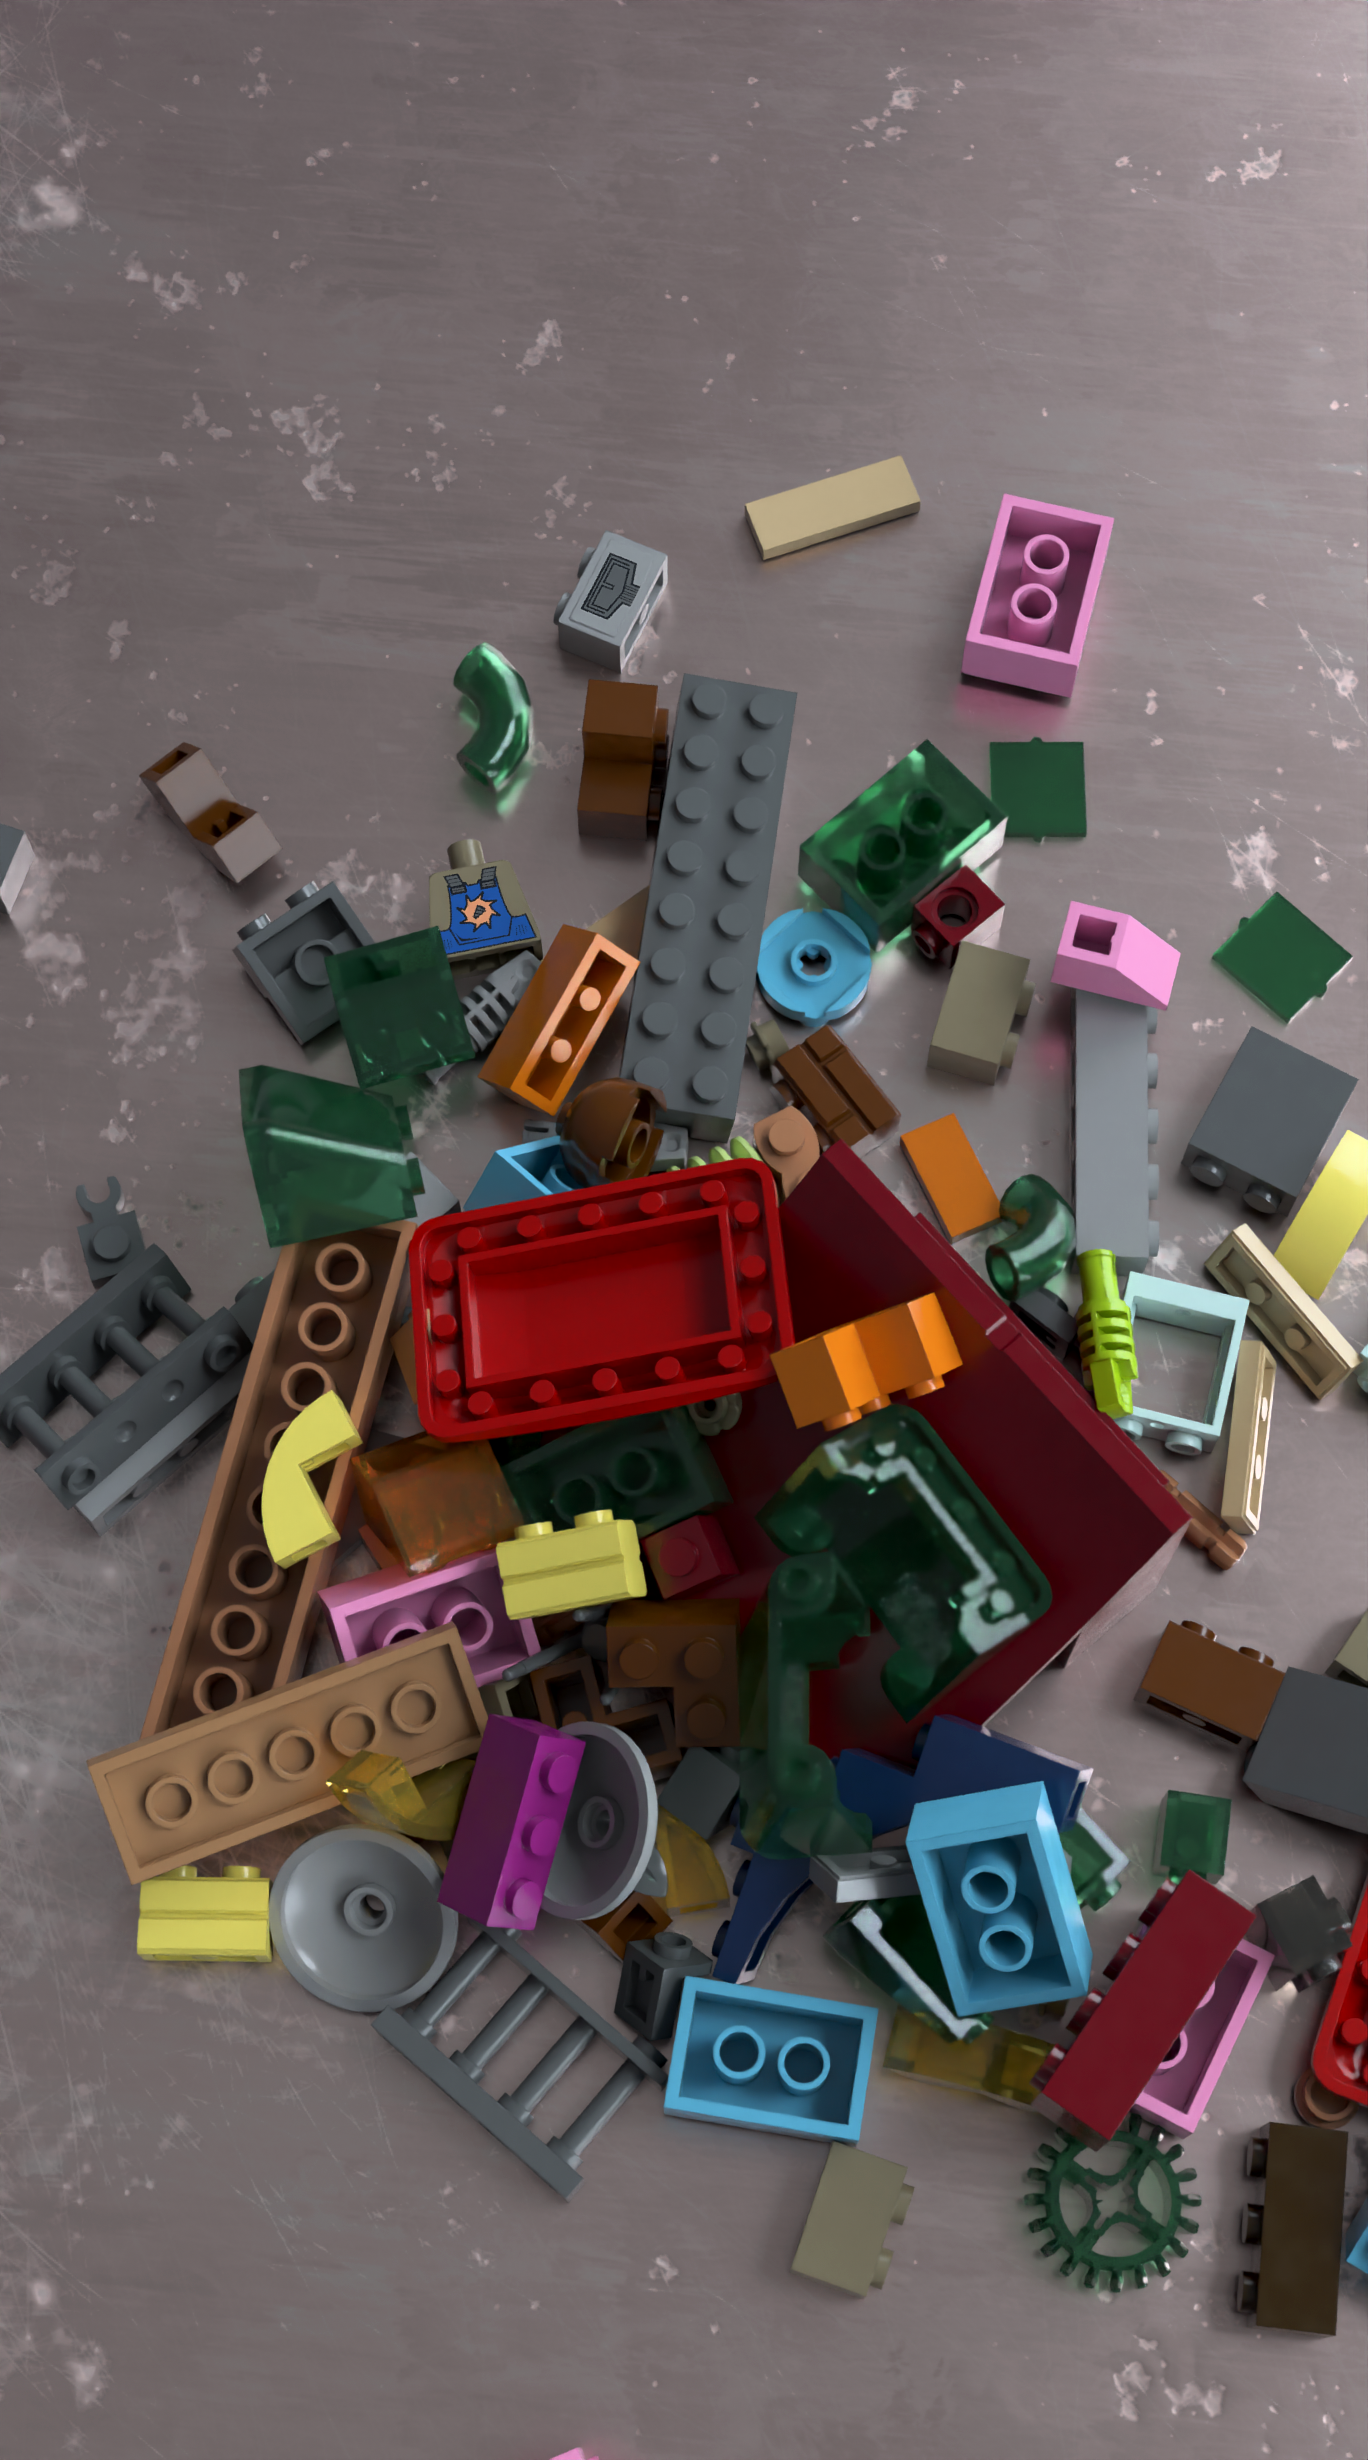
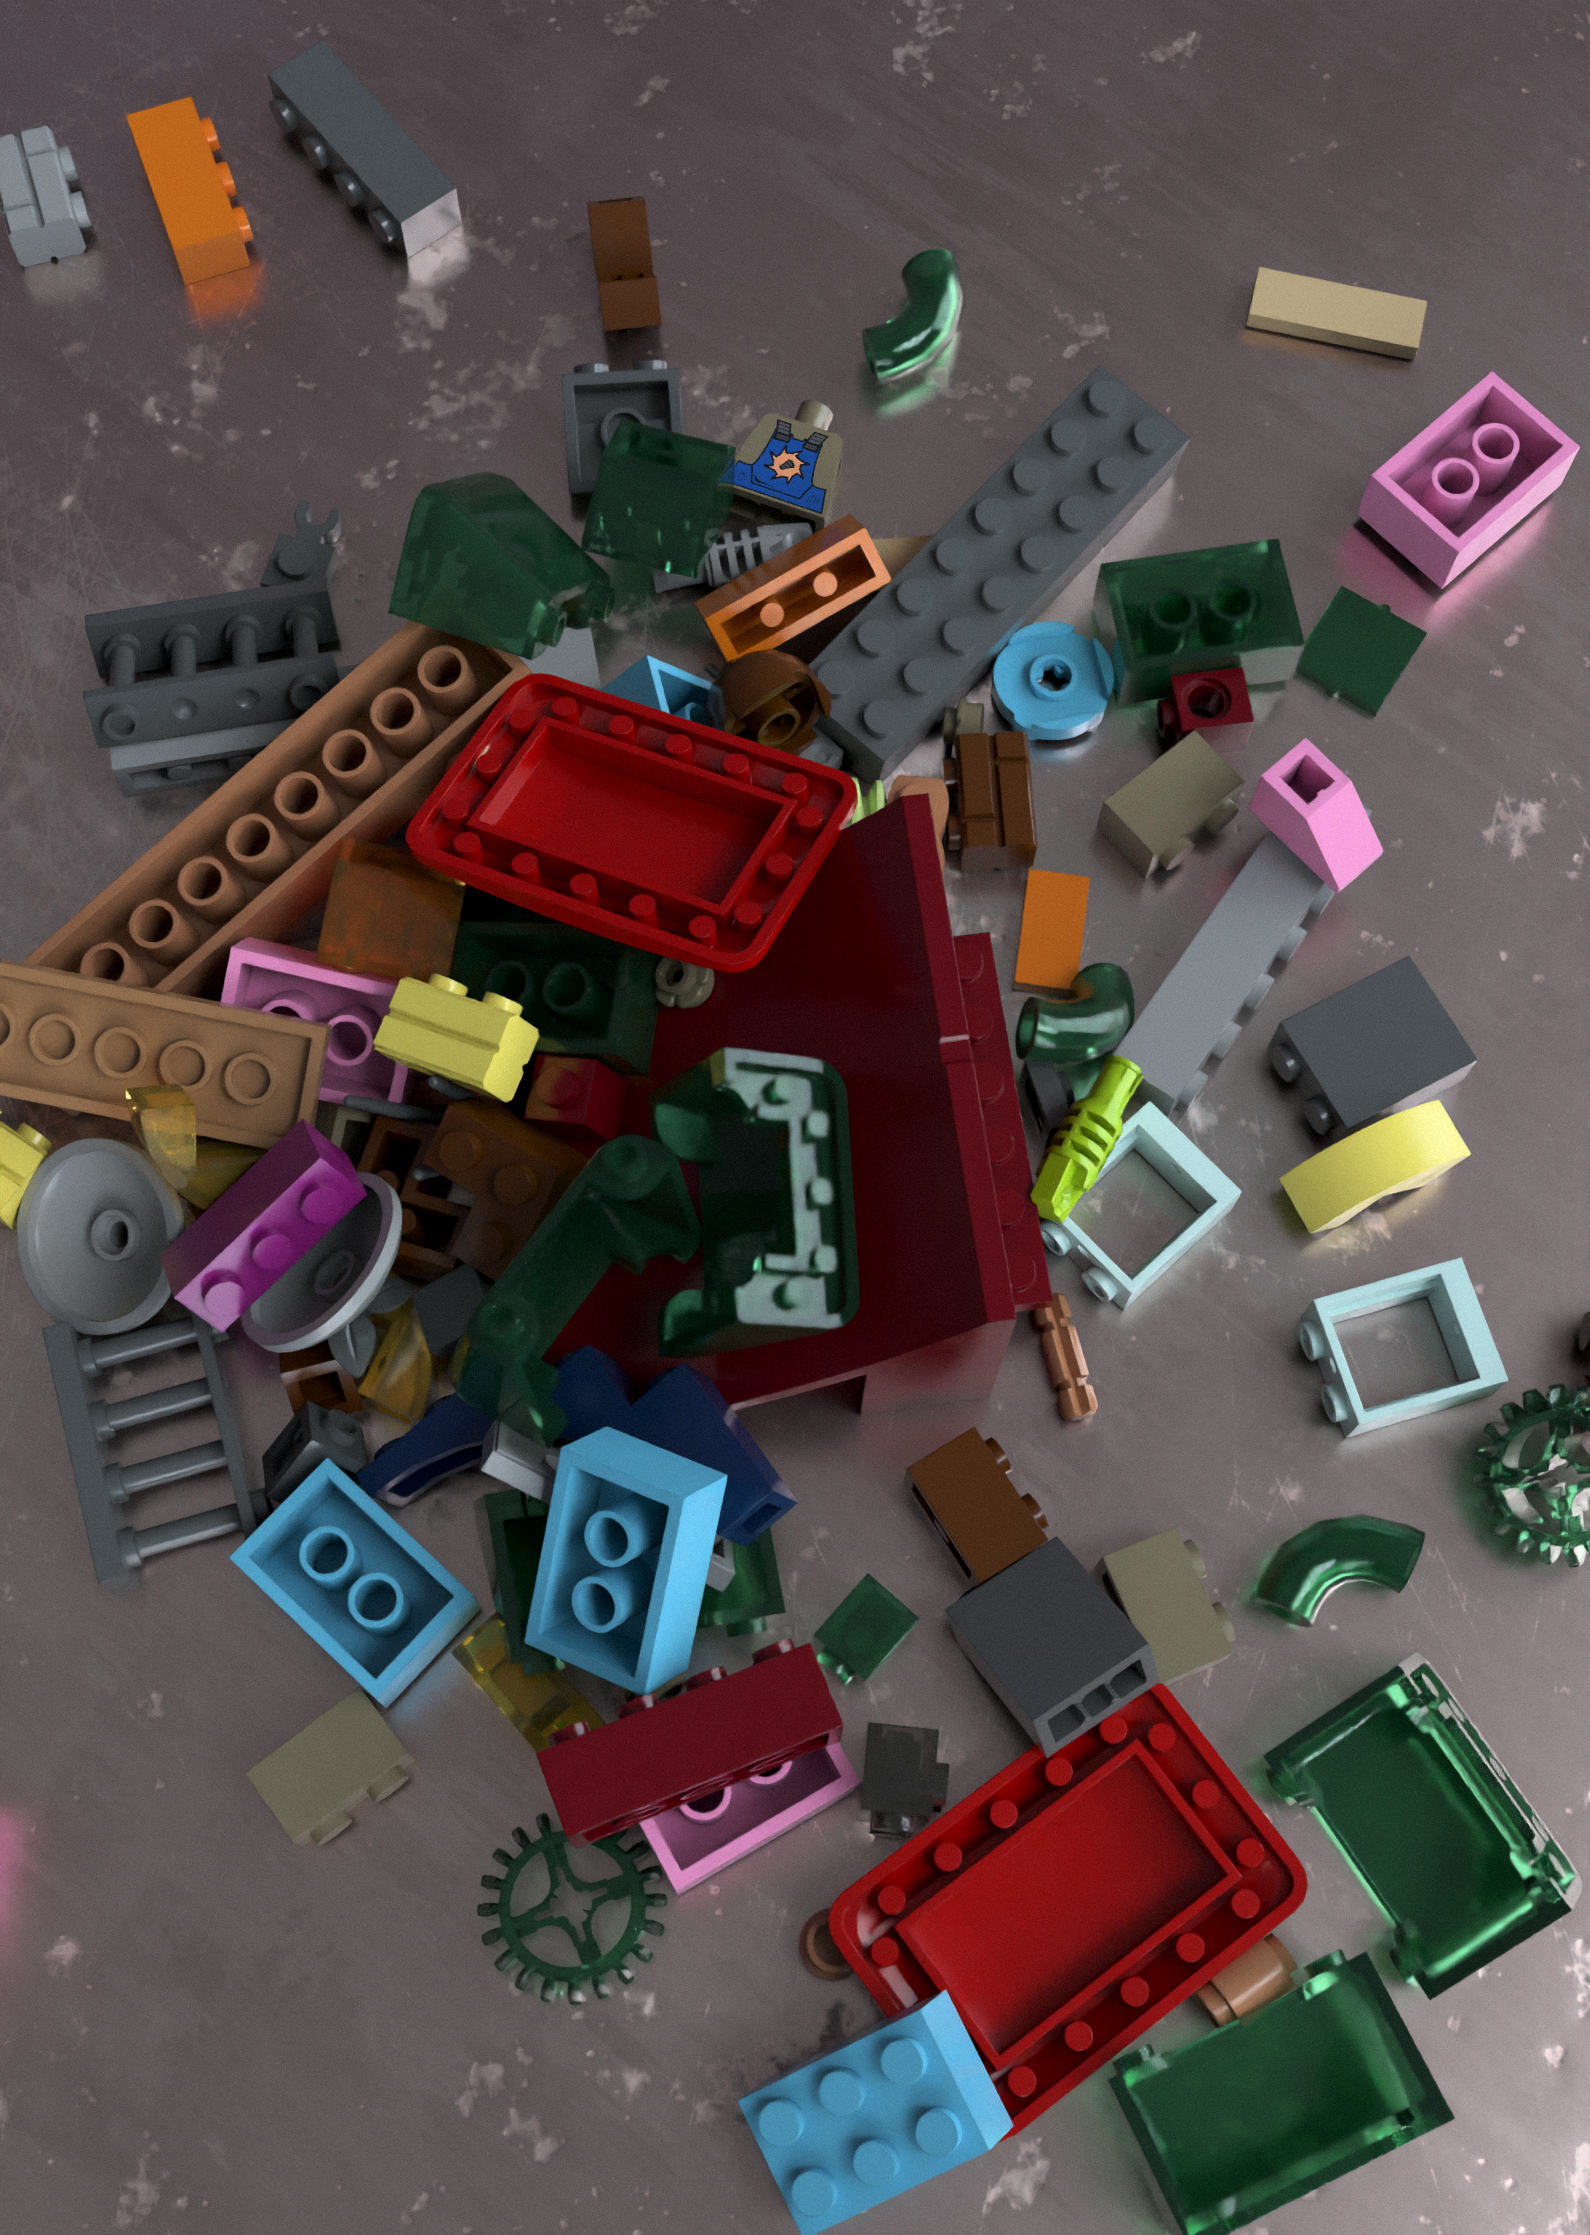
camera: 30 degrees right, 0 degrees up
(291, 1508) = (262, 837): light yellow brick -> none
(611, 601) = (1086, 281): brick -> none
(621, 750) = (1006, 400): reddish brown brick -> none
(859, 1363) = (816, 1004): orange brick -> none
(1248, 1437) = (1161, 1314): tan tile -> none
(1282, 957) = (1485, 921): clear green piece -> none
(1283, 1311) = (1270, 1225): tan tile -> none
(1294, 2229) = (717, 2042): dark brown brick -> none

